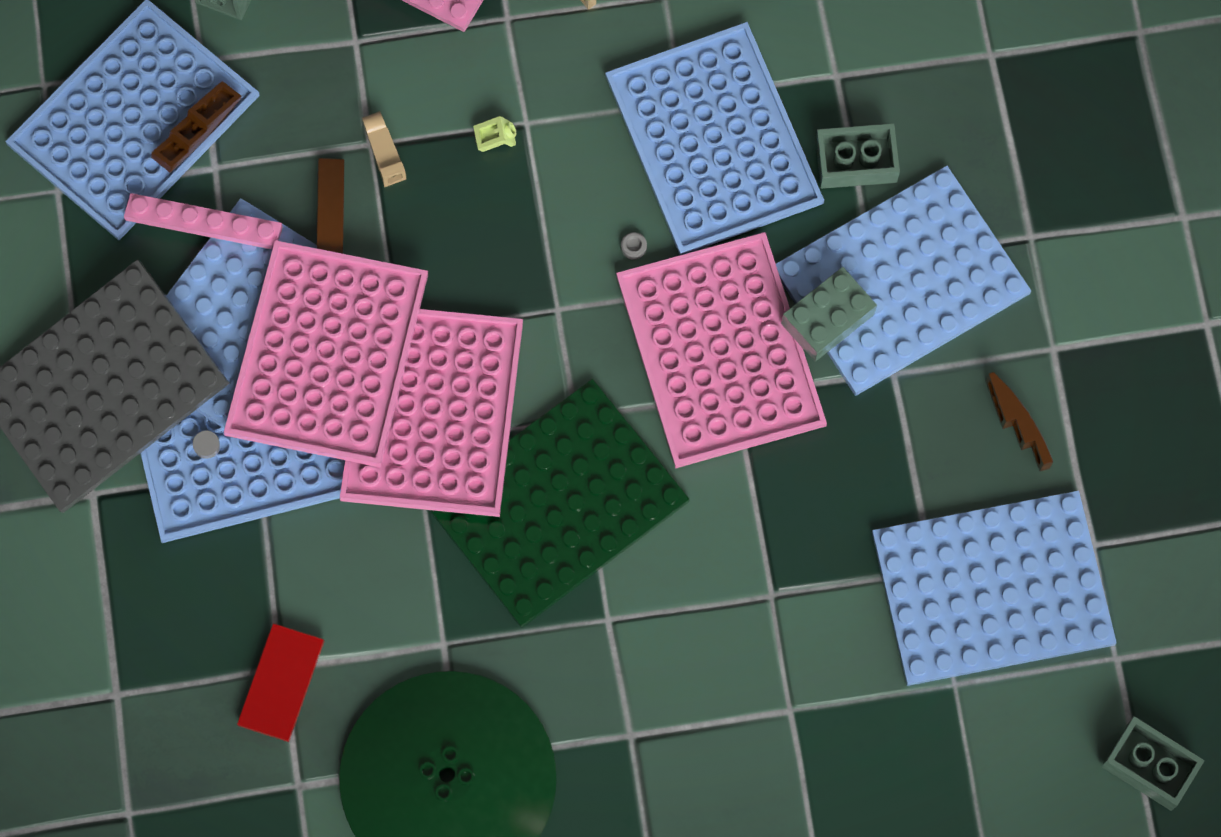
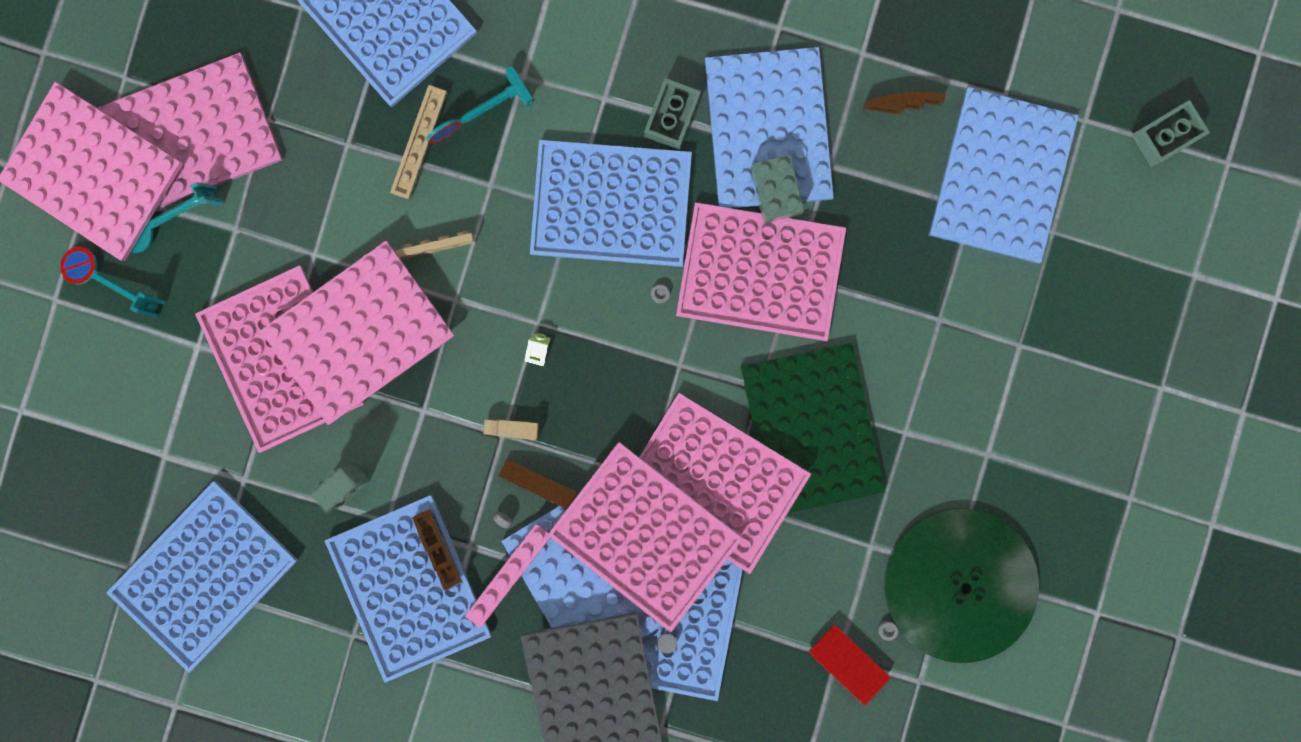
camera: 60 degrees left, 15 degrees up
(267, 187) = (502, 519): none -> light grey tile
(346, 713) = (888, 630): none -> light grey tile

